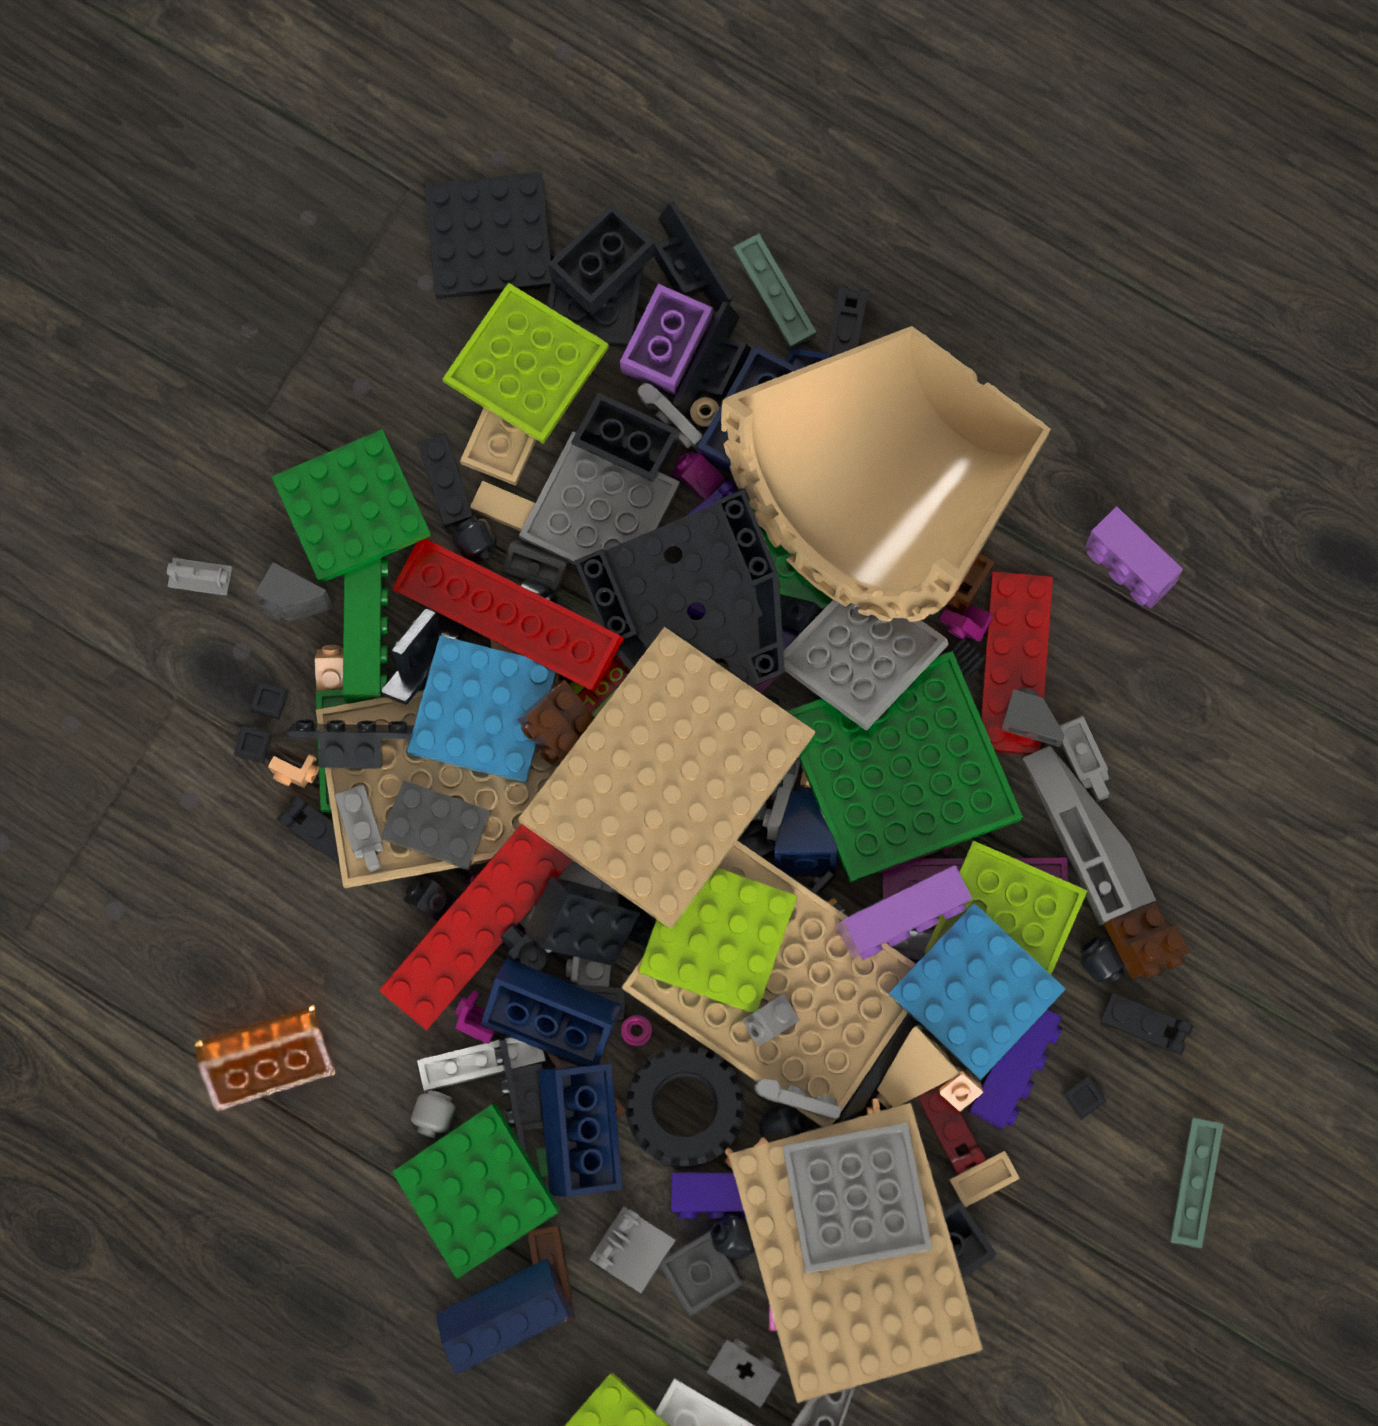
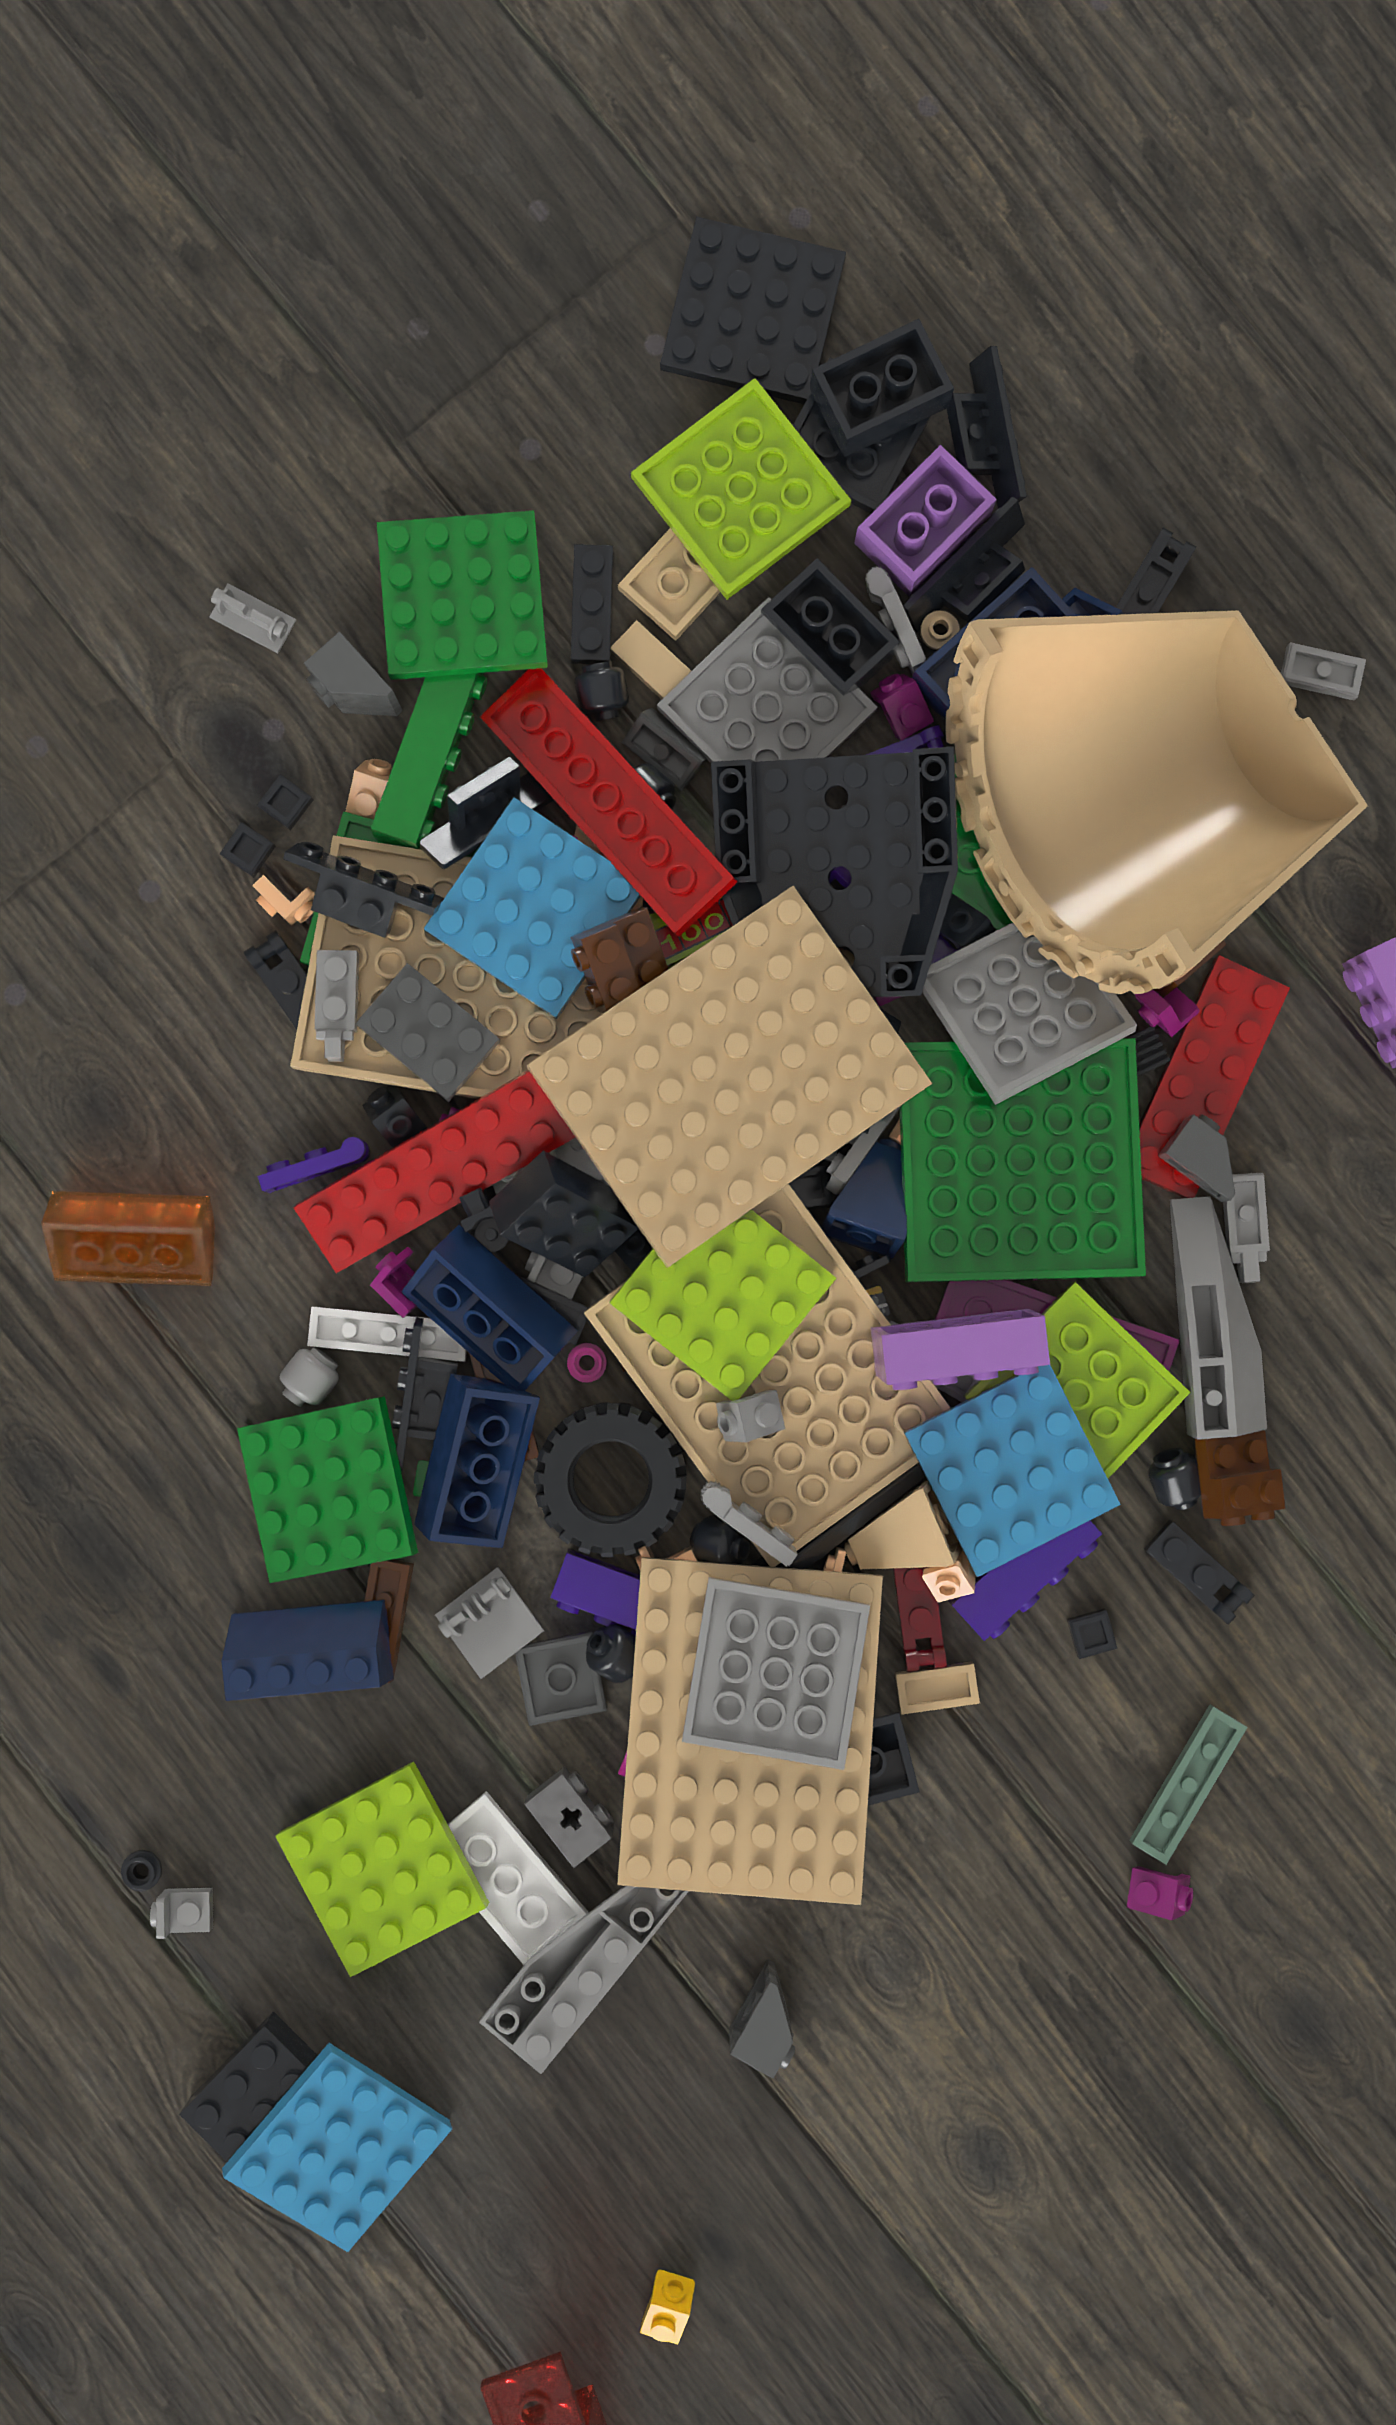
camera: 15 degrees right, 10 degrees up
(383, 955) = (316, 1164): none -> dark purple plate
(774, 291) = (1080, 506): sand green plate -> none
(991, 346) = (1322, 671): none -> light grey plate
(1206, 1272) = (1159, 1893): none -> magenta bracket

